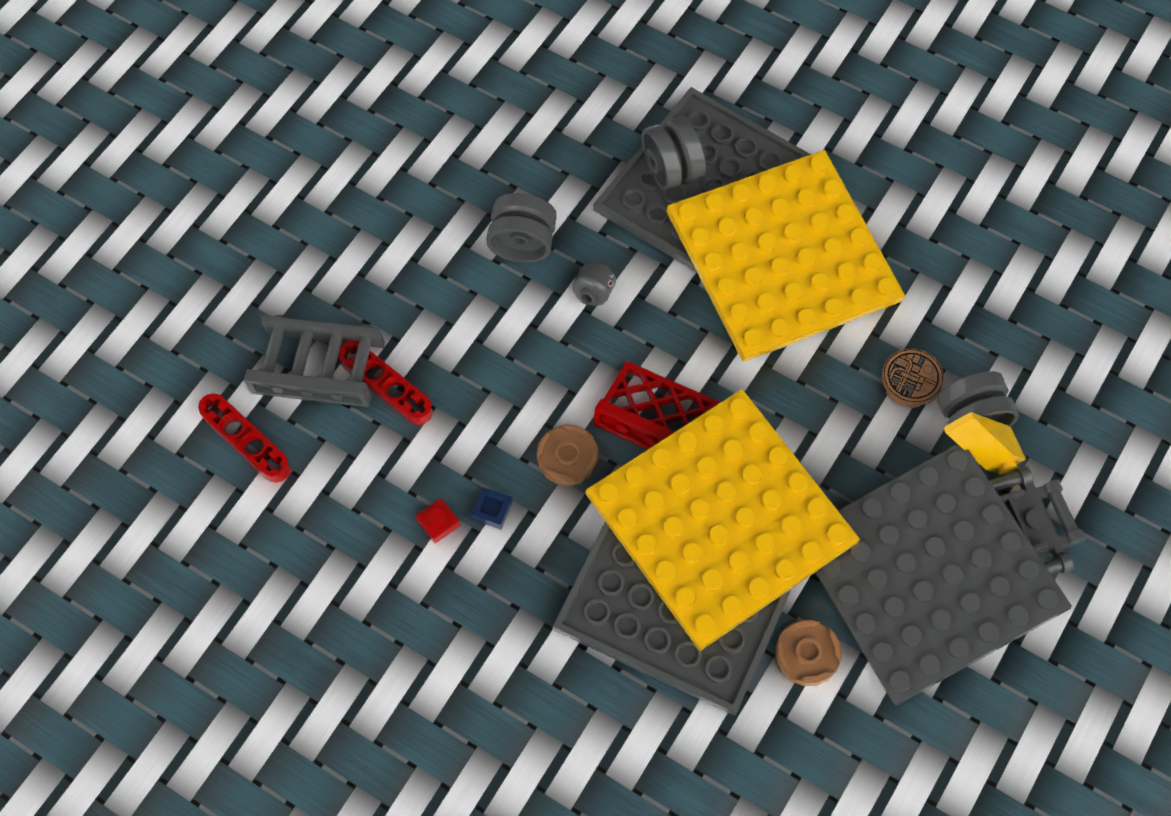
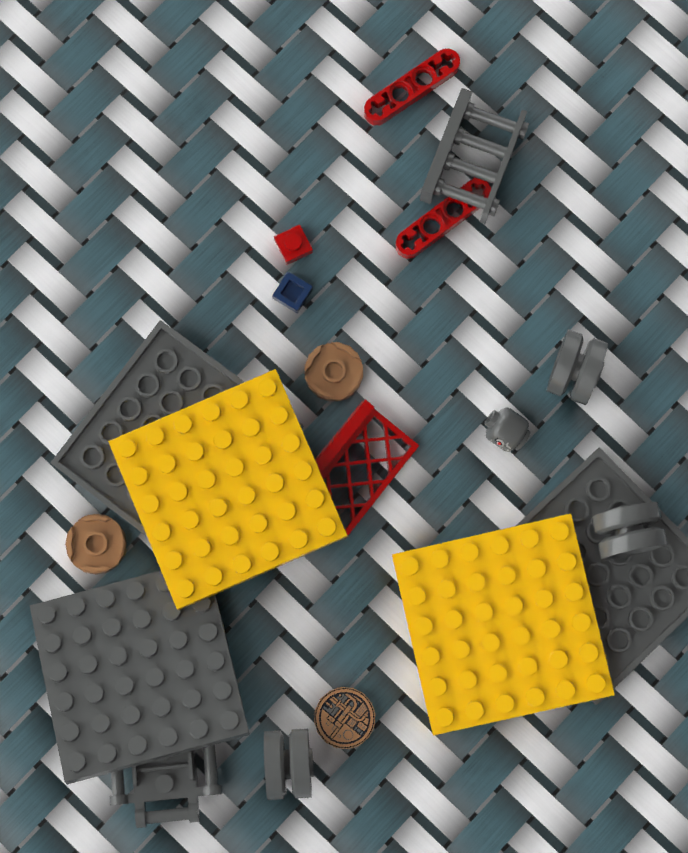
camera: 100 degrees right, 15 degrees up
(988, 441) = (245, 762): yellow slope -> none

